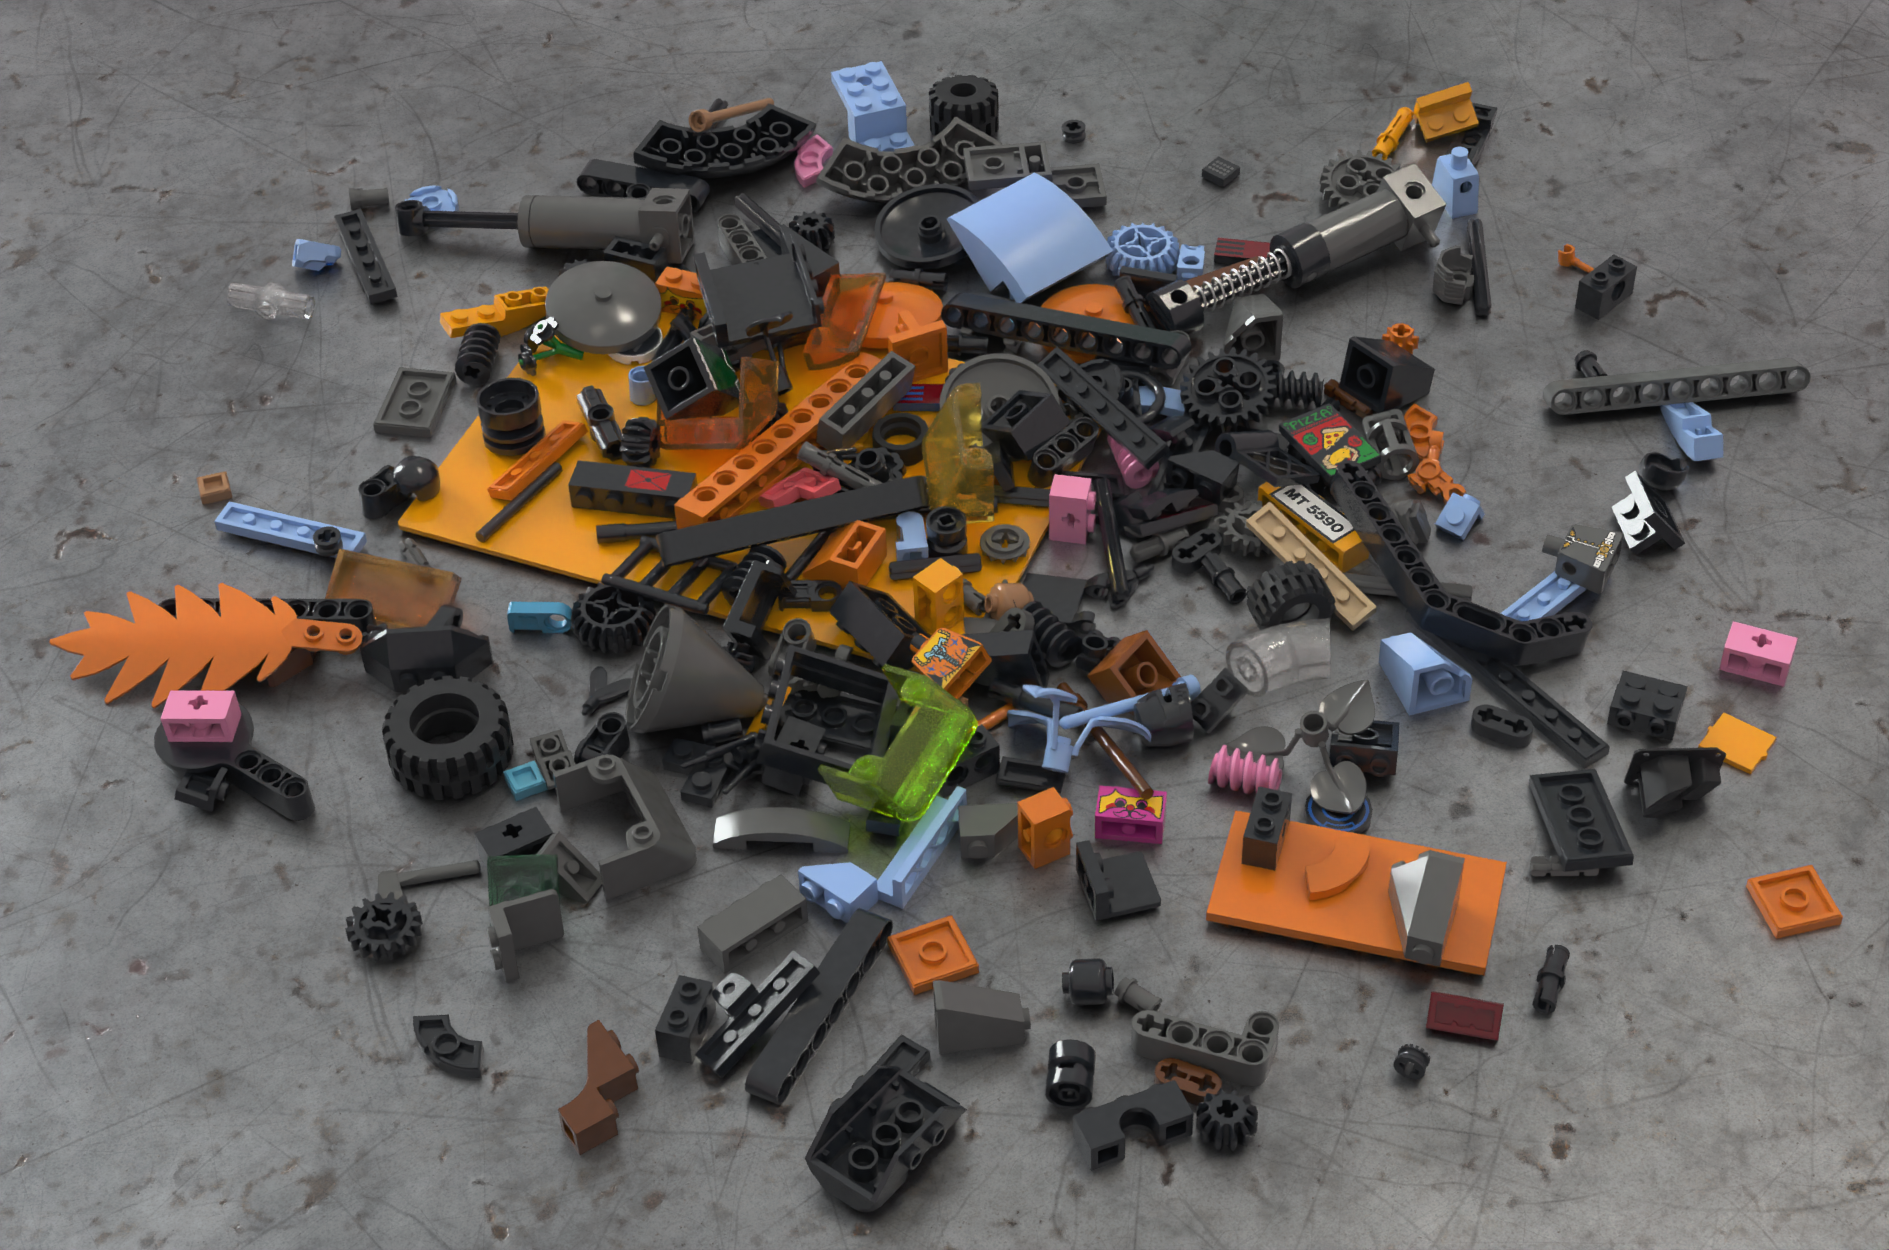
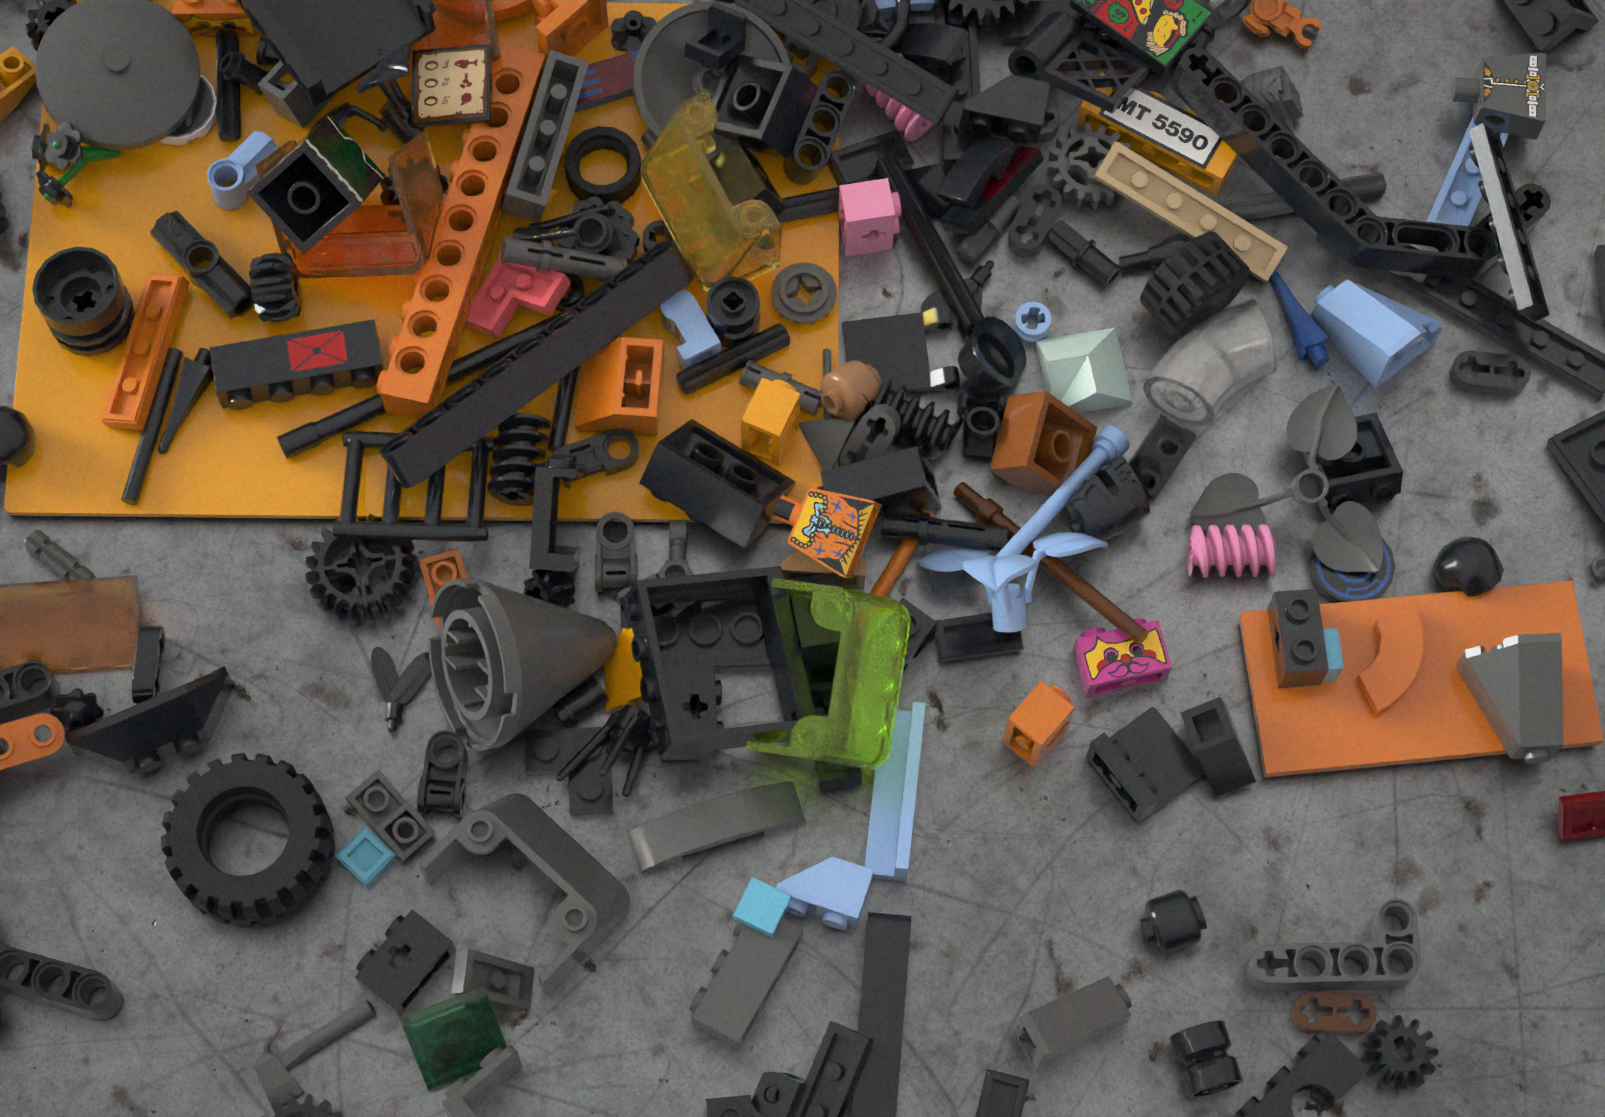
camera: 25 degrees left, 25 degrees up
(537, 616) = (267, 601): dark azure piece -> none
(553, 489) = (192, 383): none -> black piece
(782, 873) = (762, 907): none -> medium azure tile
(817, 363) = (451, 86): none -> piece
(933, 954) = (972, 938): orange tile -> none
(987, 829) = (962, 740): dark grey slope -> none
(1015, 378) = (720, 40): none -> black bracket
(1122, 613) = (992, 356): none -> black piece
(1136, 996) = (1233, 917): dark grey pin -> none
(1167, 614) = (1035, 309): none -> light blue bush
(1176, 882) = (1218, 747): none -> black slope
(1192, 645) = (1085, 370): none -> light aqua slope
(1287, 846) = (1334, 654): none -> medium azure tile
(1369, 662) = (1306, 332): none -> blue piece
(1418, 1059) = (1568, 898): black bush -> none
(1427, 828) = (1469, 565): none -> black hair
(1459, 515) = (1327, 64): light blue bracket -> none
(1546, 621) = (1507, 223): none -> plate

